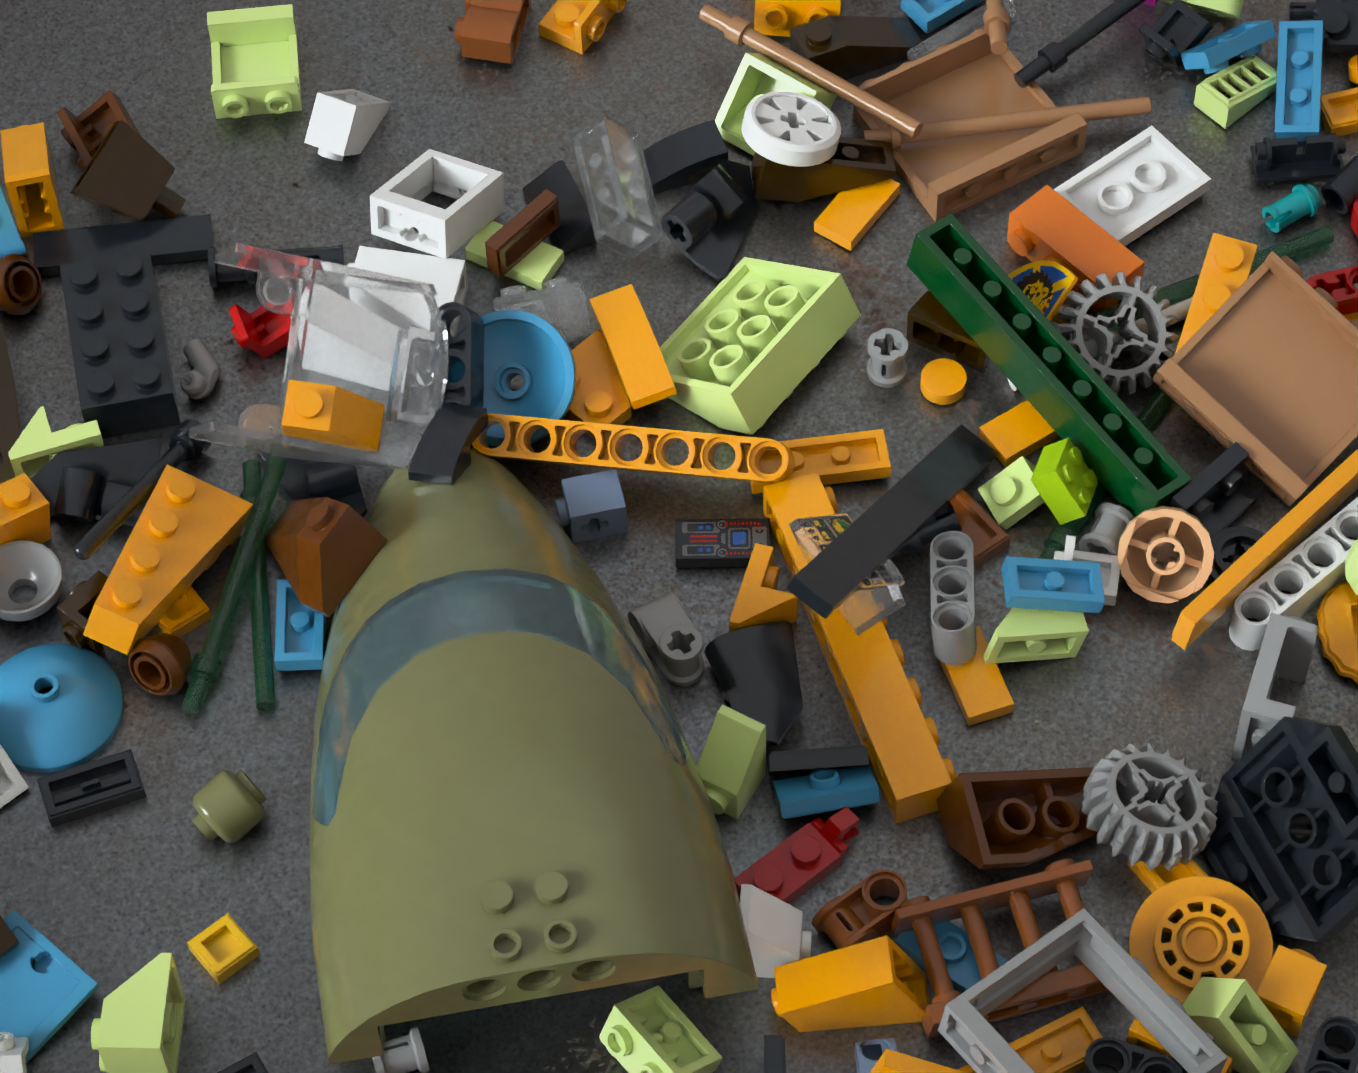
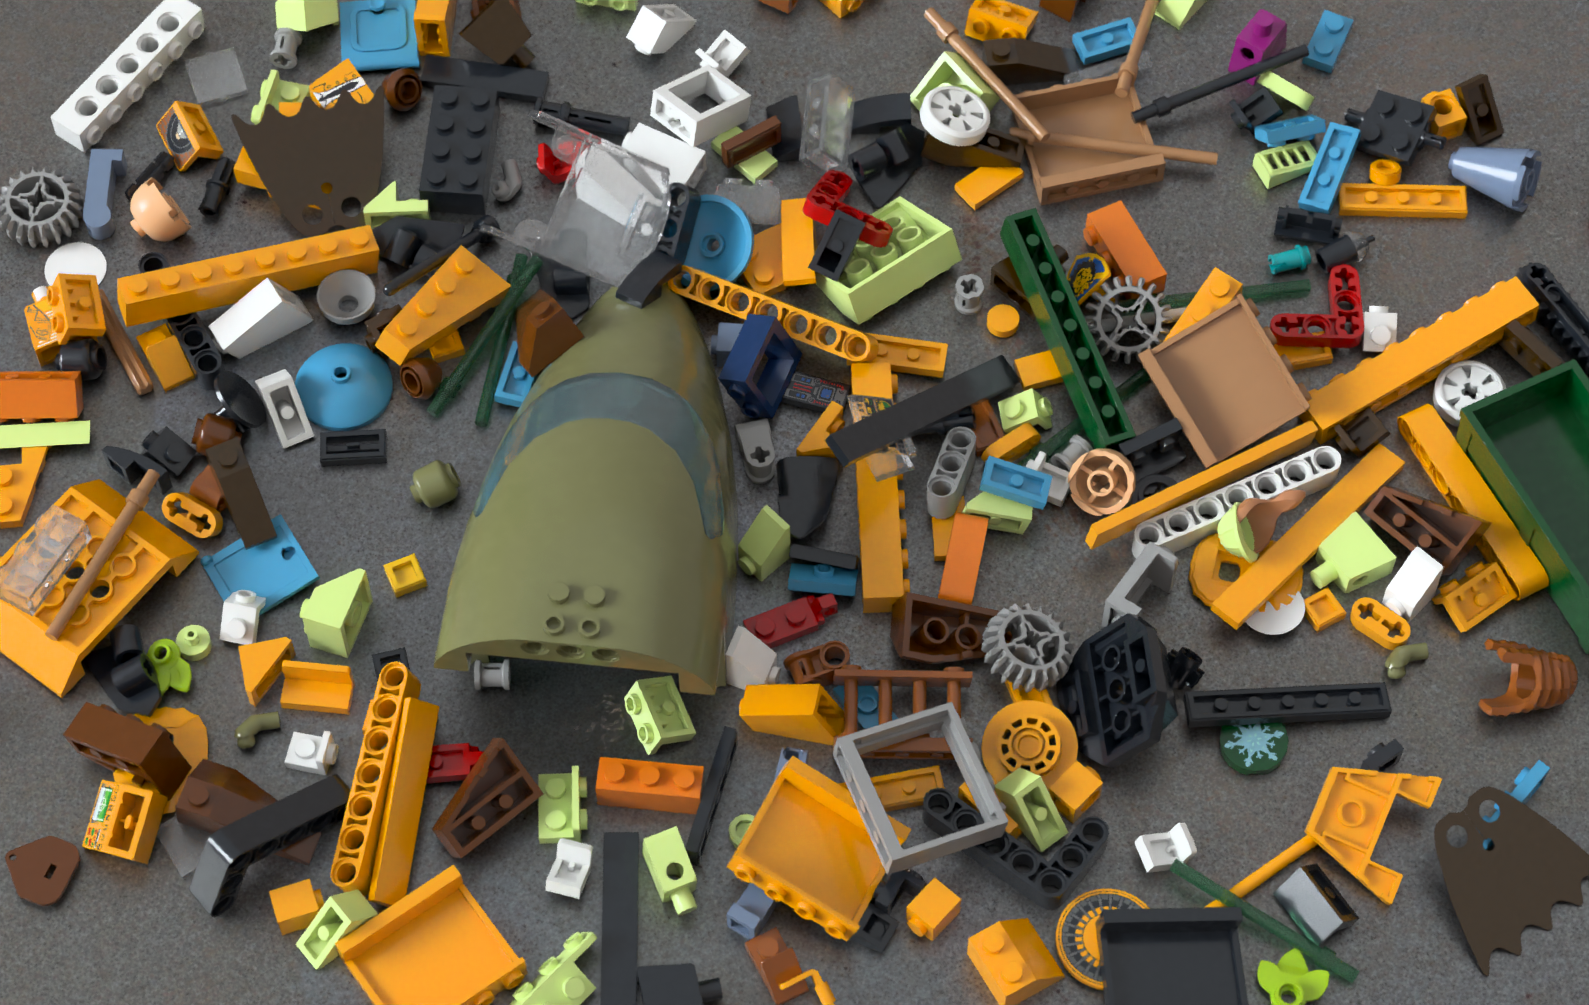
camera: 15 degrees right, 5 degrees up
(332, 416) = (577, 241): light orange slope -> none
(444, 131) = (724, 54): none -> white bracket
(640, 522) = (759, 336): none -> dark blue window
(655, 288) = (829, 195): none -> red beam
(693, 333) = (837, 245): none -> black slope
(1013, 708) = (963, 558): none -> orange beam
(1020, 539) = (1013, 444): none -> light orange beam
(1064, 481) = (1053, 413): lime piece -> none
(1136, 186) = (1184, 217): white plate -> none

